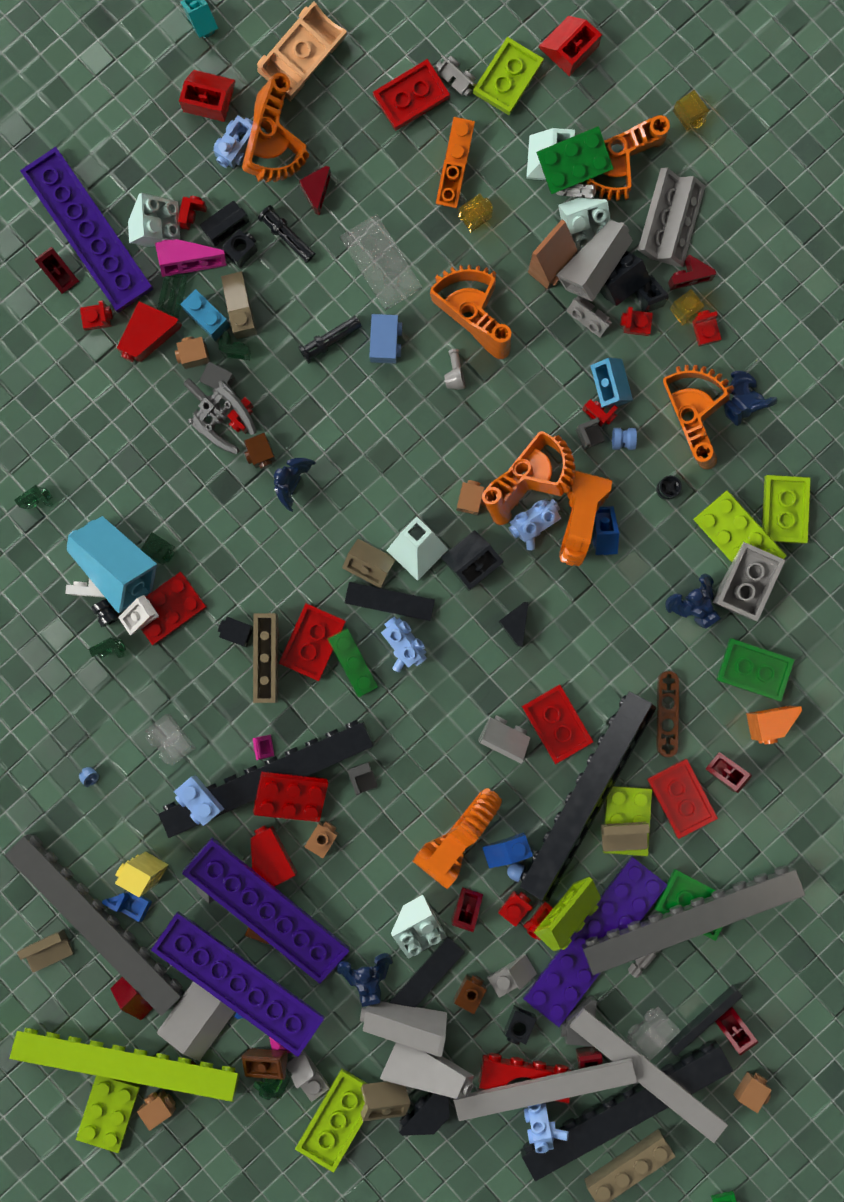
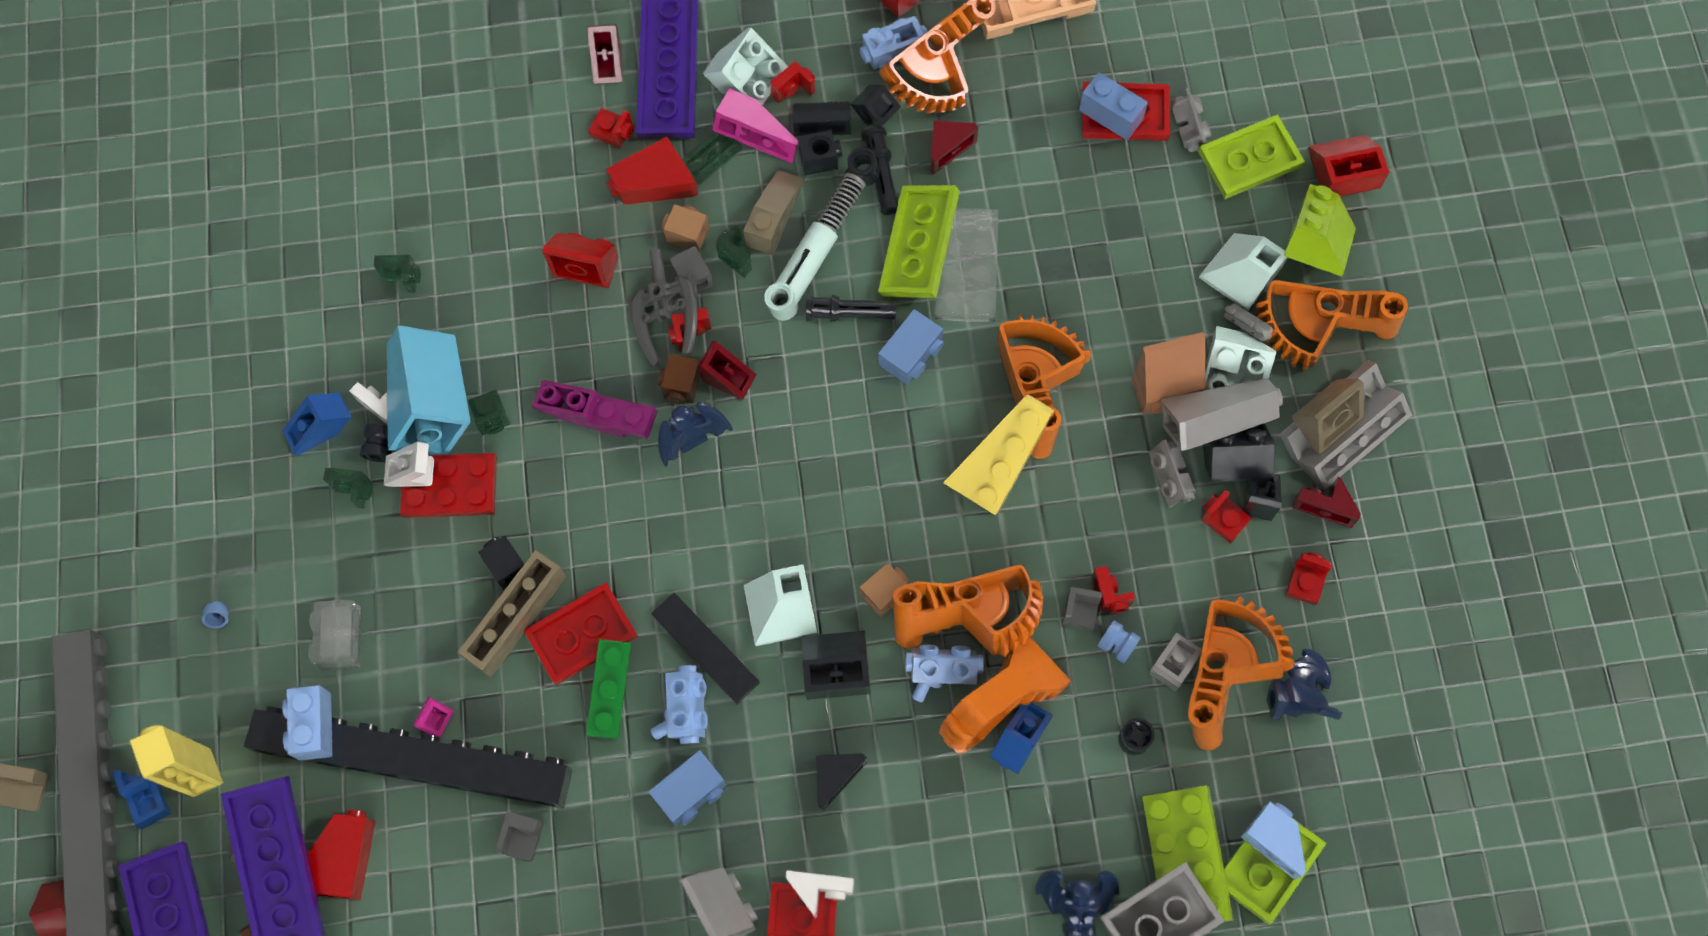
camera: 35 degrees right, 15 degrees down
(58, 625) = (316, 421): none -> blue slope
(143, 415) = (581, 259): none -> red slope
(205, 315) = (728, 195): dark azure brick -> none
(222, 505) = (594, 411): none -> magenta slope
(254, 193) = (875, 105): none -> black brick
(281, 302) = (821, 236): none -> piece
(284, 428) = (725, 371): none -> dark red slope
(290, 797) = (417, 797): red plate -> none
(322, 839) = (417, 877): medium nougat brick -> none
(343, 267) = (919, 241): none -> lime plate
(368, 563) = (712, 586): dark tan panel -> none
(404, 98) = (1113, 106): none -> medium blue brick
(438, 687) = (688, 789): none -> medium blue brick
(455, 162) = (1126, 210): orange slope -> none
(455, 378) = (964, 442): light grey bar -> none
(476, 212) = (1113, 276): clear yellow brick -> none
(486, 377) = (999, 459): none -> light yellow wing
(546, 694) = (809, 887): none -> white slope
(574, 160) = (1266, 285): green plate -> none
(583, 101) = (1322, 231): none -> lime slope
(611, 382) = (1146, 564): dark azure brick -> none
(661, 217) = (1331, 413): none -> dark tan slope
(664, 429) = (1175, 662): none -> light grey slope
(687, 307) = (1298, 536): clear yellow brick -> none
(691, 111) = (1447, 320): clear yellow brick -> none
(783, 493) = (1277, 838): none -> light blue slope

